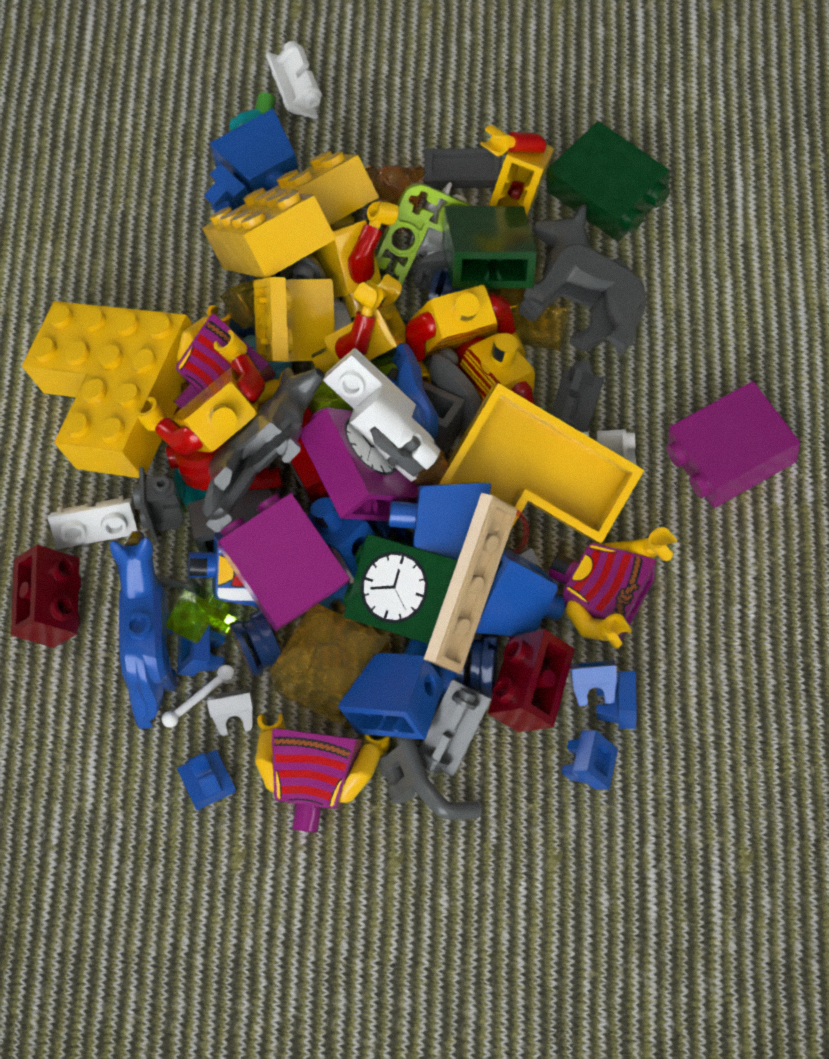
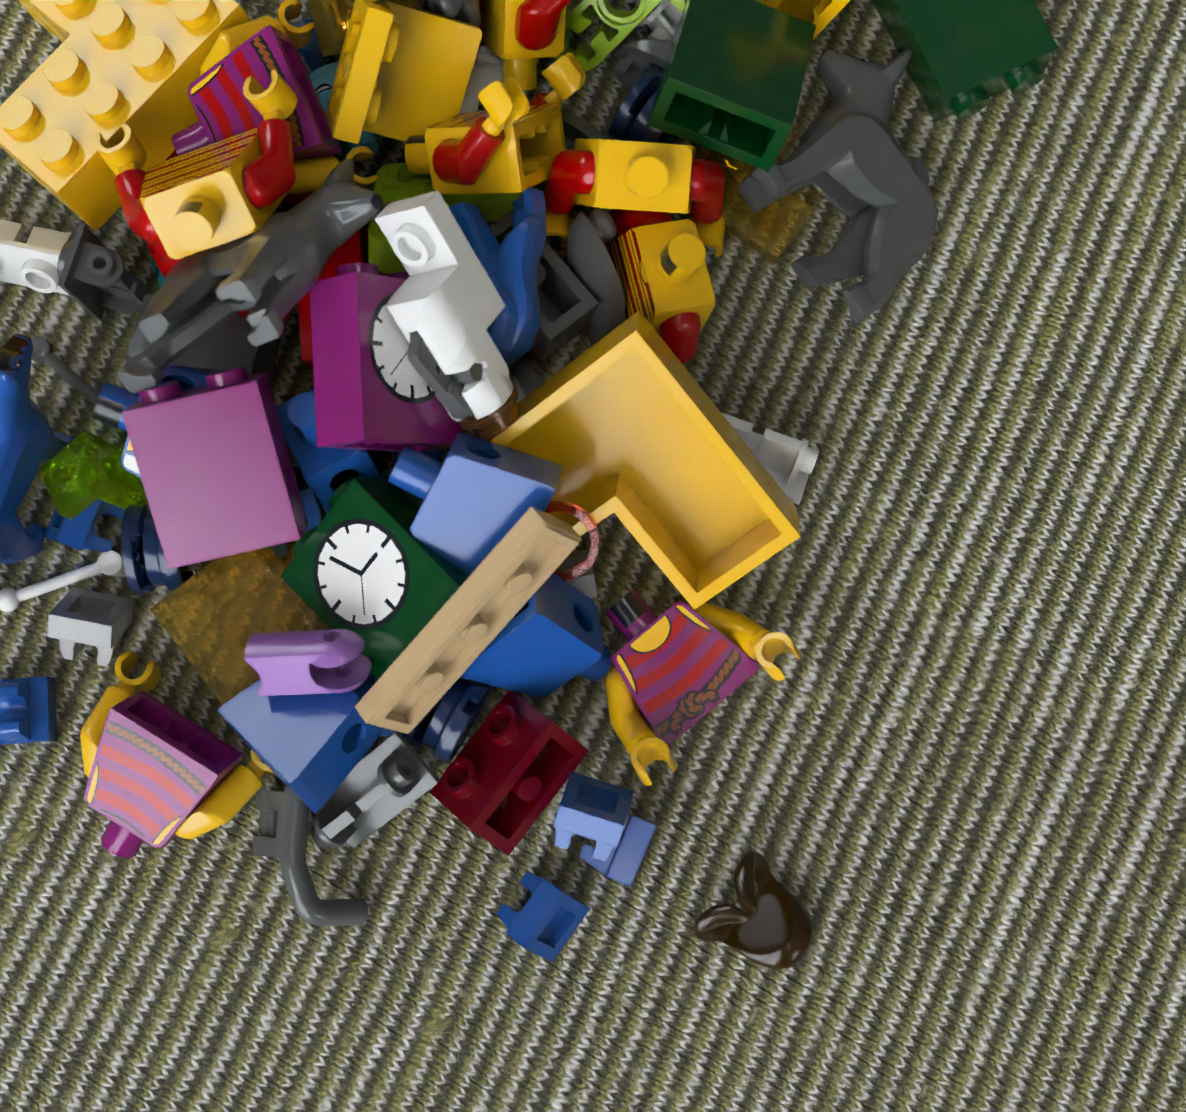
camera: 15 degrees right, 20 degrees up
(384, 647) = (307, 661): none -> medium lavender piece
(577, 396) = (758, 360): dark grey hinge -> none
(732, 445) = (950, 523): magenta brick -> none
(734, 713) = (763, 922): none -> dark brown piece

